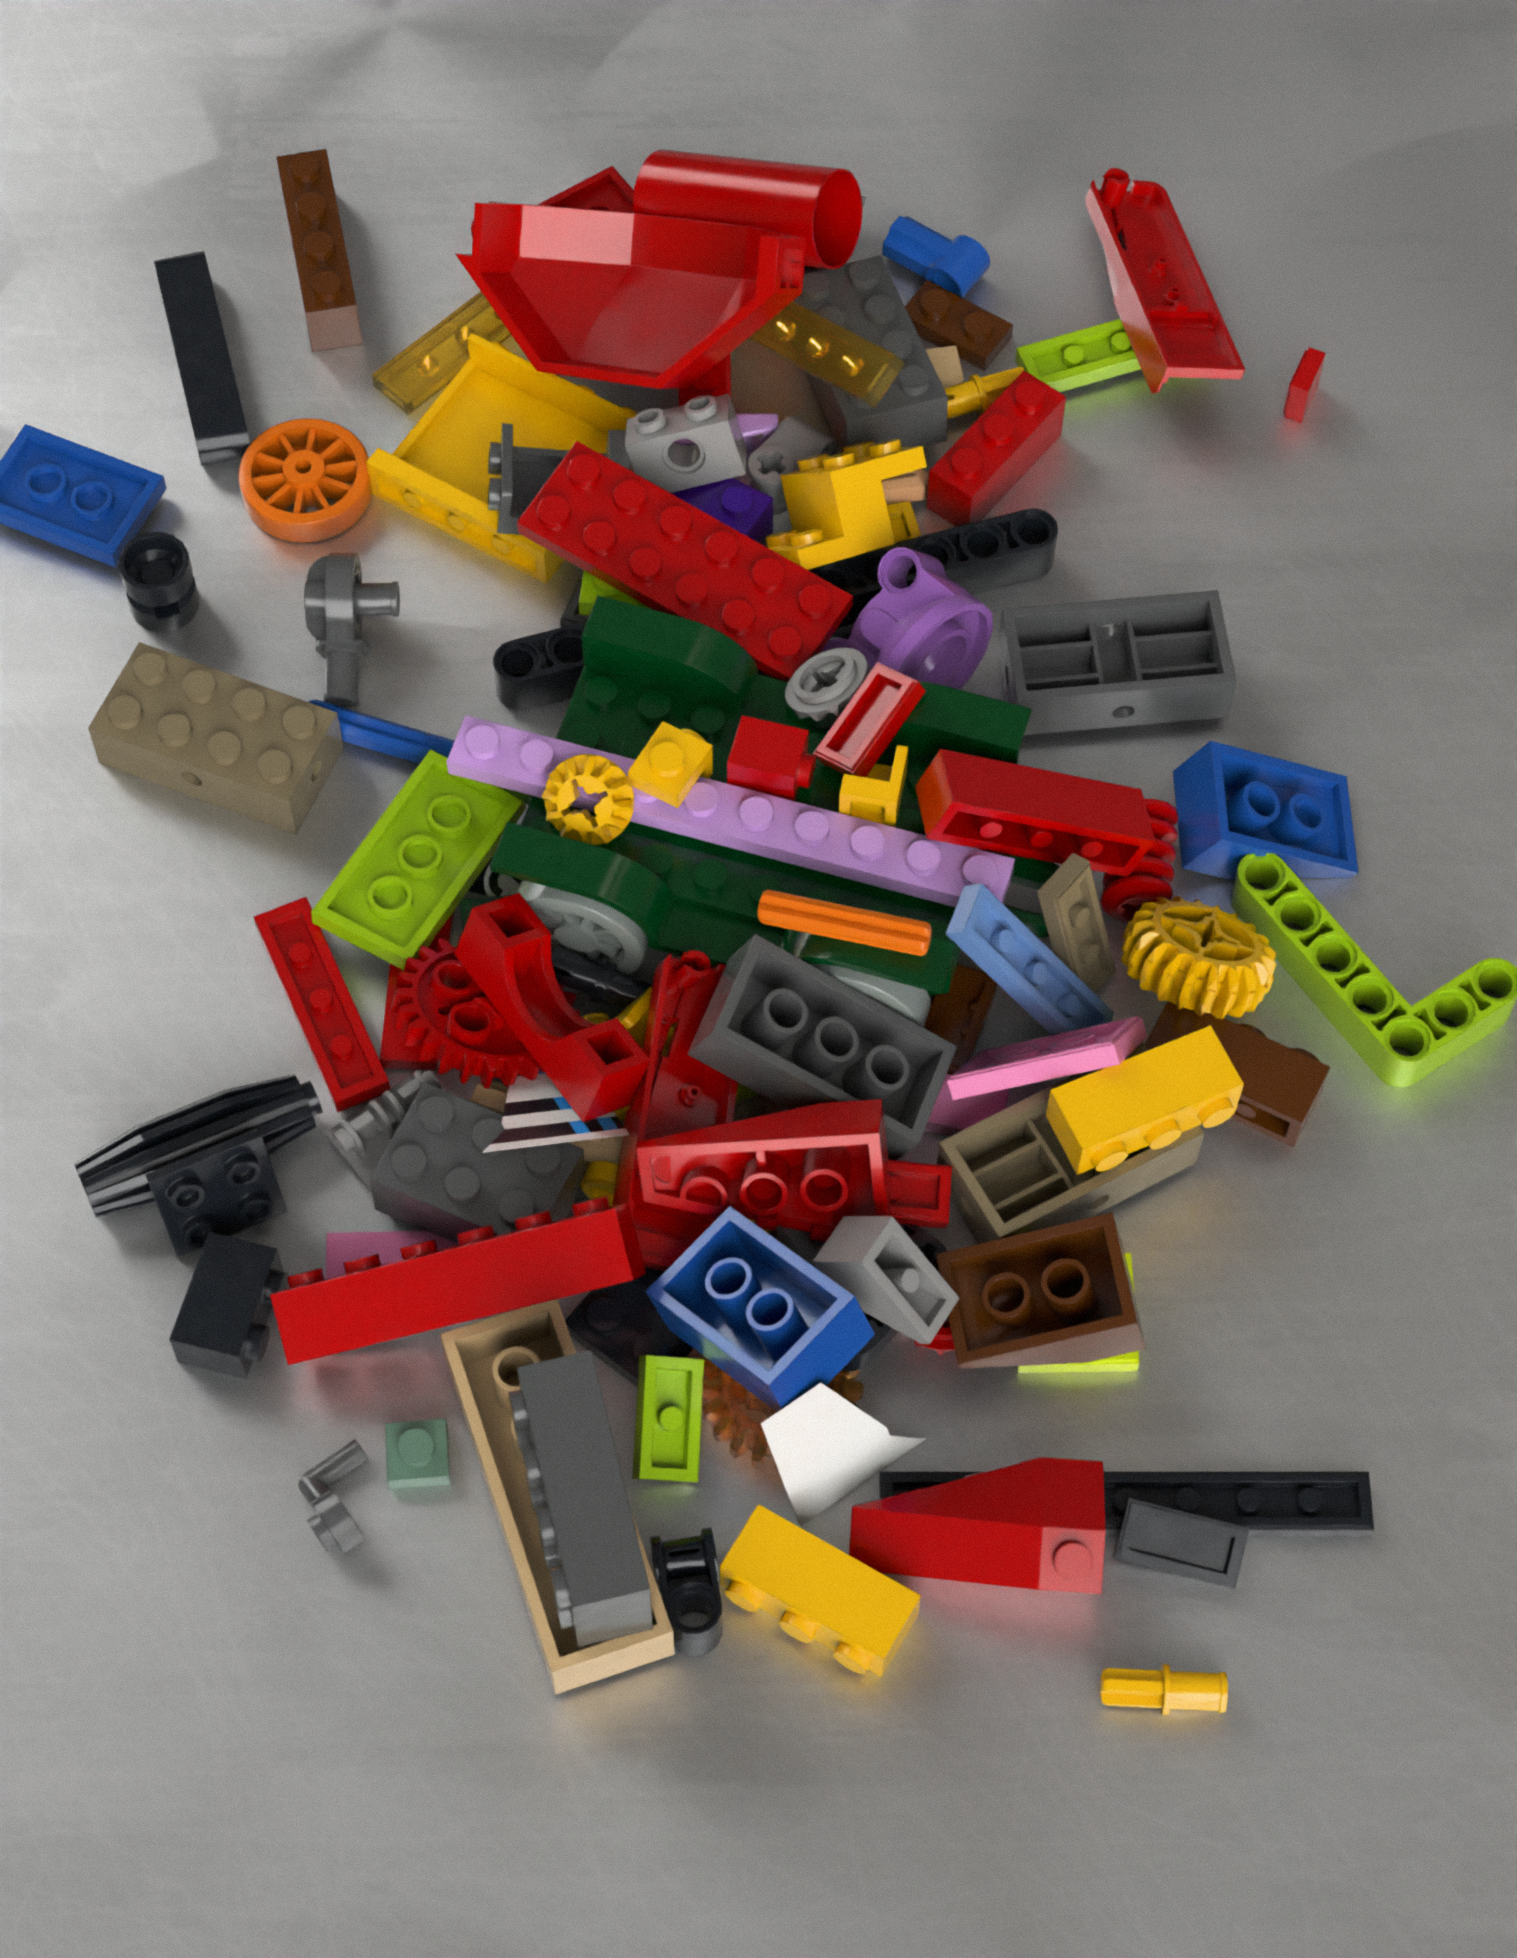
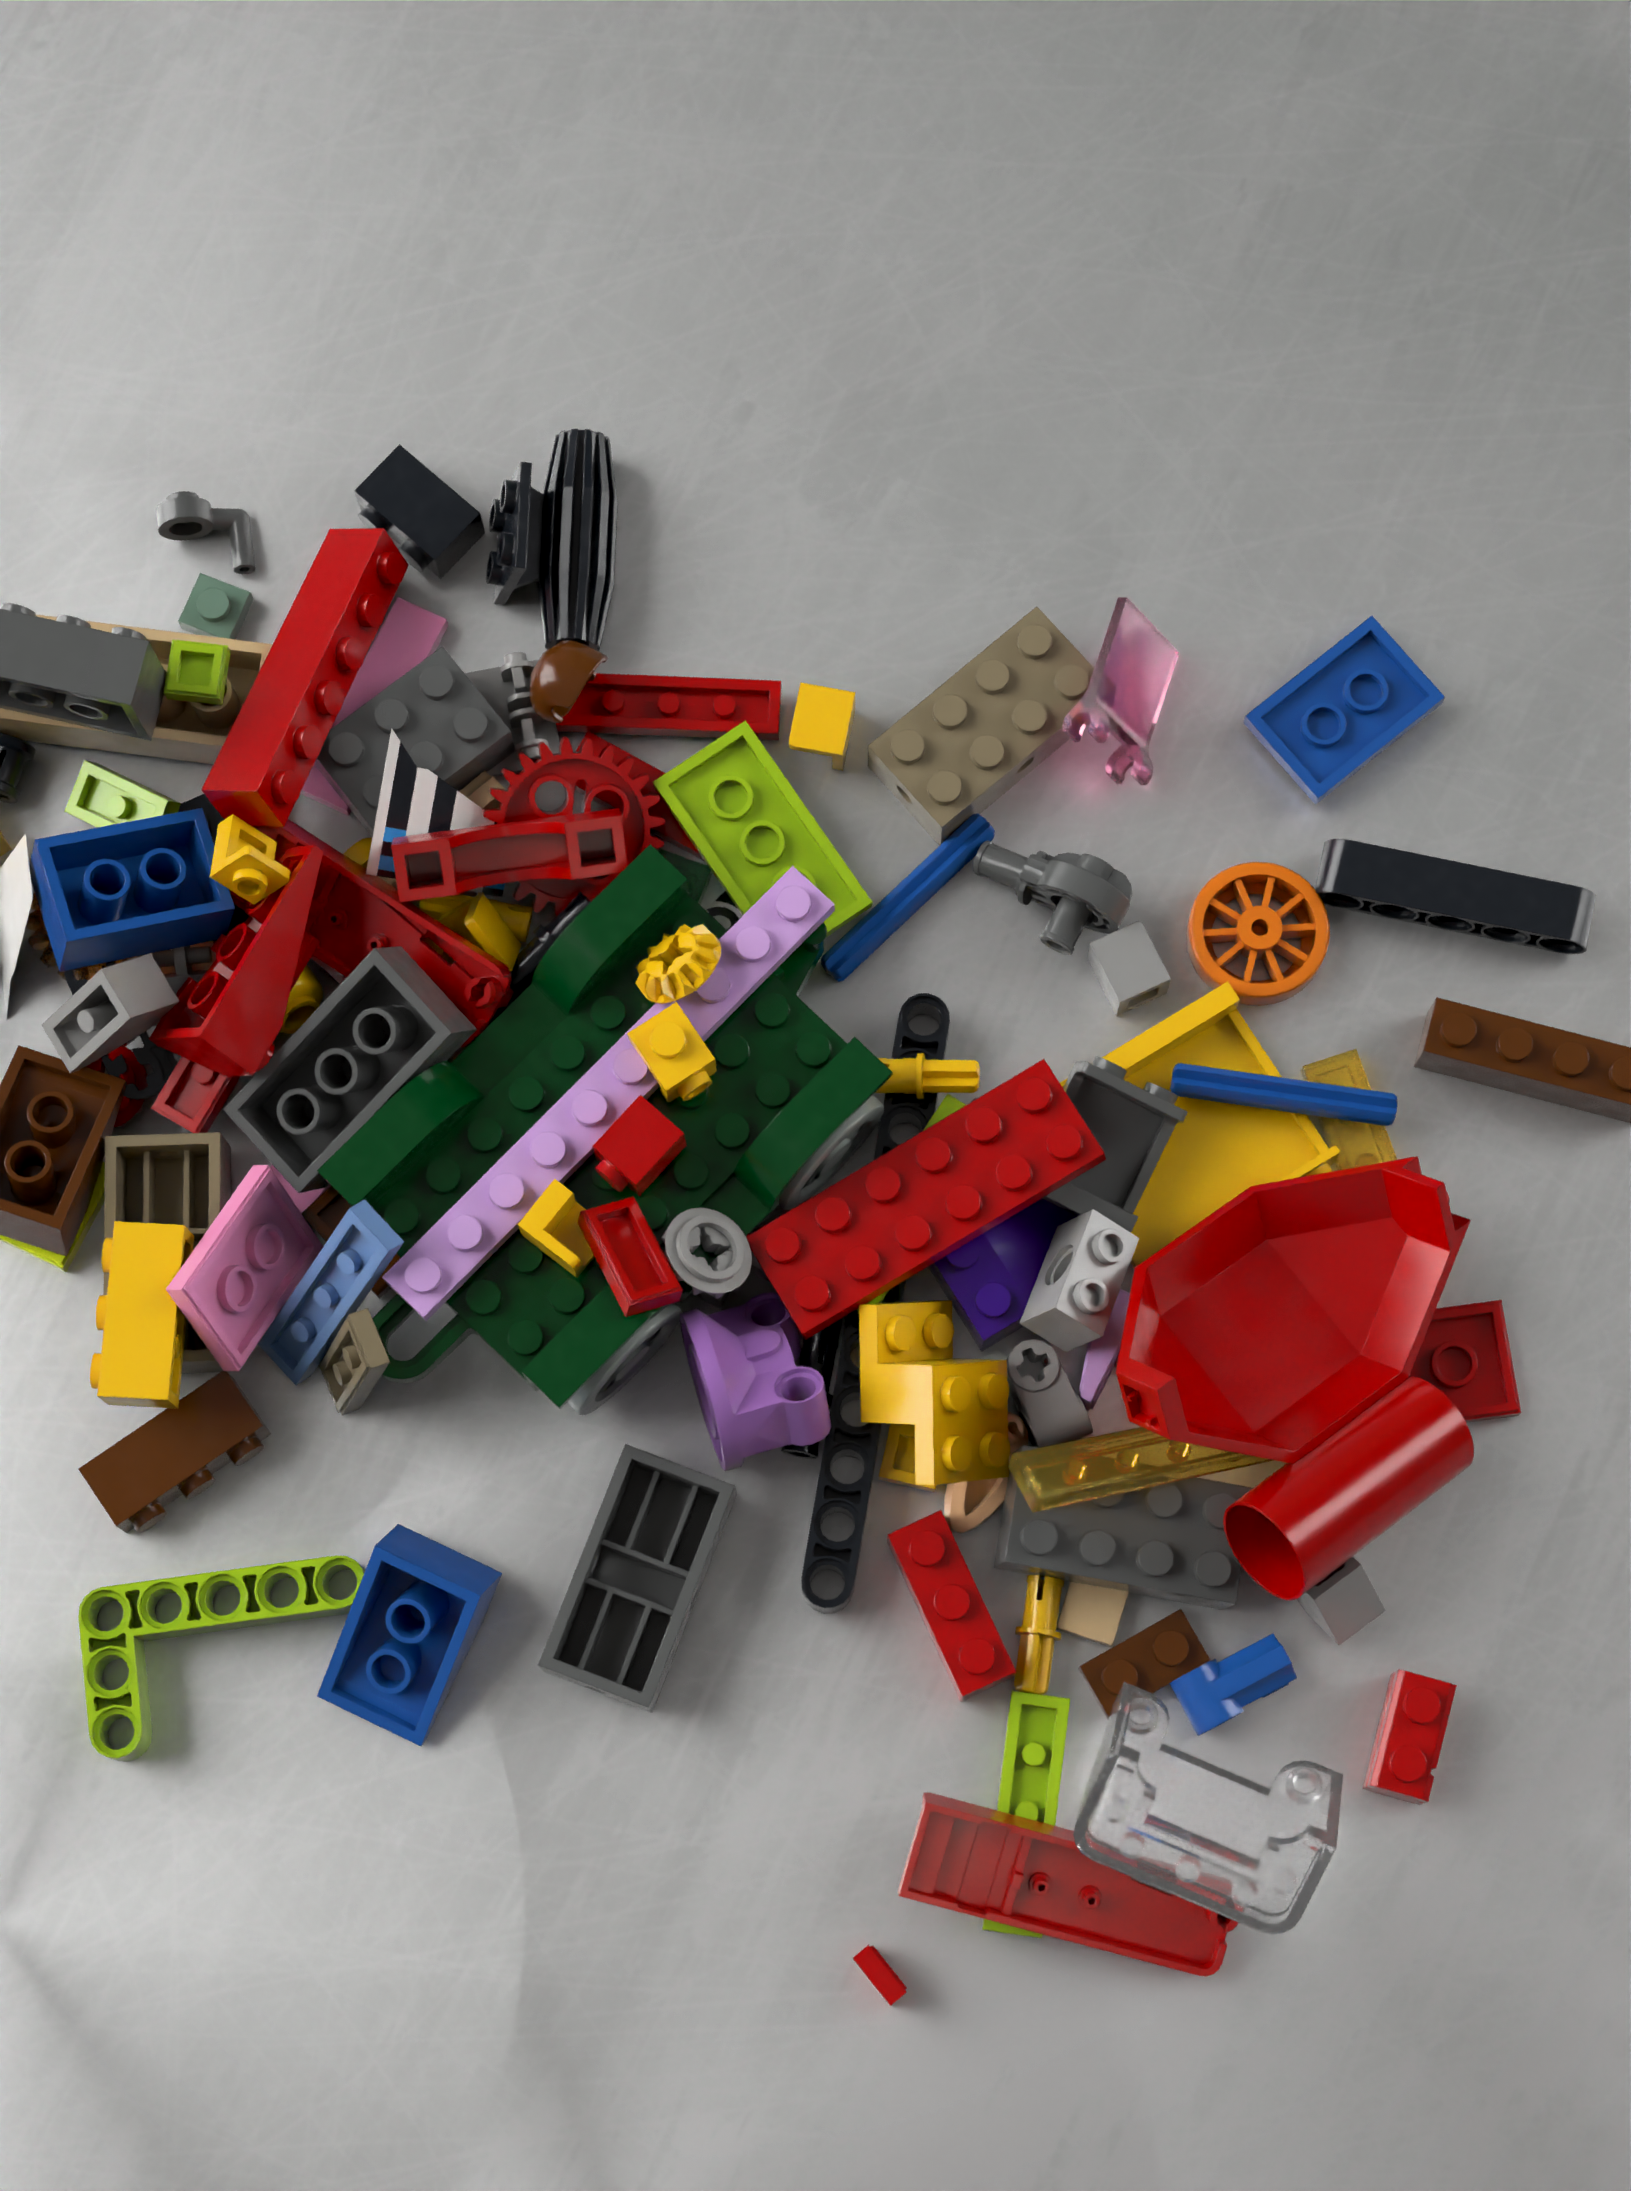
camera: 120 degrees right, 15 degrees up
(159, 582) = (1188, 742): black wheel -> none
(177, 628) = (1126, 692): none -> clear pink flag
(277, 860) = (823, 722): none -> yellow panel
(348, 1061) = (561, 678): none -> reddish brown hair
(391, 545) = (1128, 967): none -> light grey panel
(441, 399) = (1284, 1094): none -> blue axle
(495, 1377) = (197, 672): none -> lime tile
(567, 616) = (930, 1076): none -> yellow axle
(683, 1217) = (246, 861): none -> yellow bracket
(844, 922) = (419, 1114): orange axle -> none
(907, 134) = (1409, 1737): none -> red brick
(1033, 812) = (463, 1364): red brick -> none
(1057, 200) = (1204, 1828): none -> clear windscreen
(1151, 875) = (420, 1485): red piece -> none
(1198, 957) = (253, 1506): yellow gear -> none

